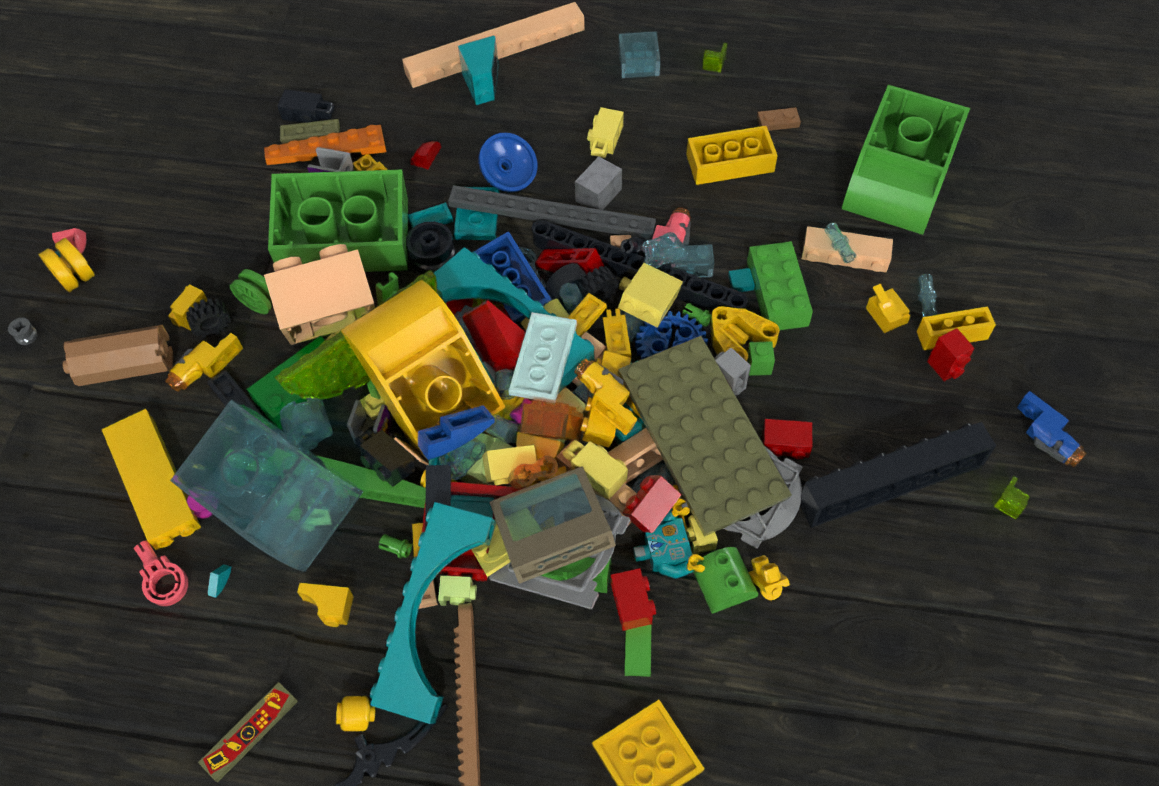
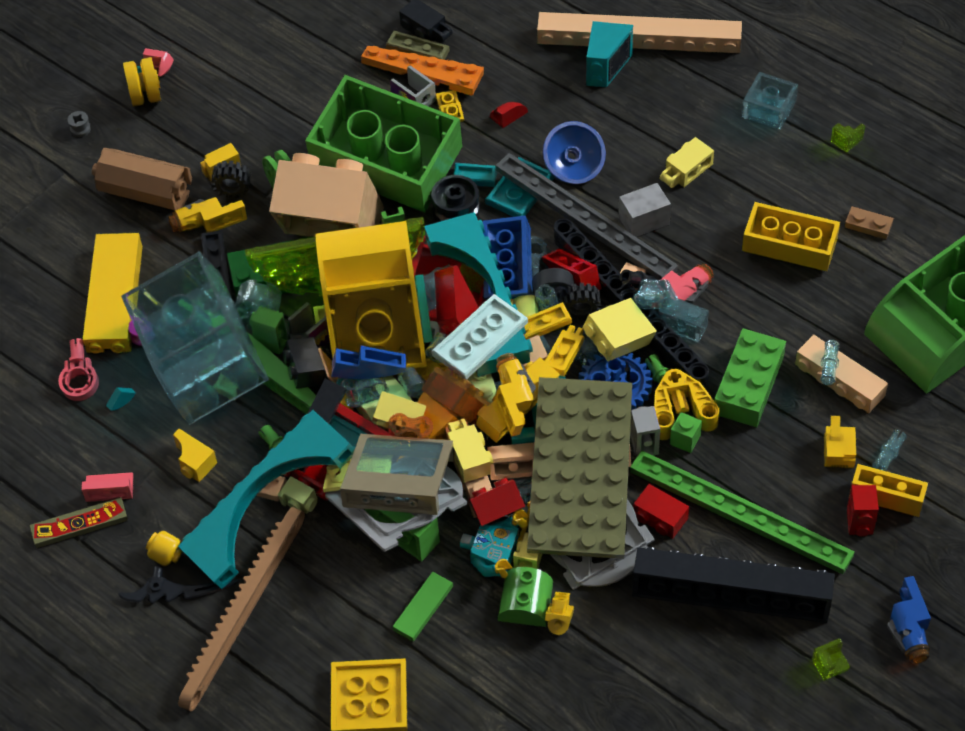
camera: 30 degrees right, 5 degrees down
(257, 677) = (108, 487): none -> coral panel
(331, 441) = (269, 329): none -> bright green brick
(632, 599) = (433, 570): red brick -> none
(741, 280) = (720, 357): teal tile -> none
(853, 405) = (742, 512): none -> bright green plate

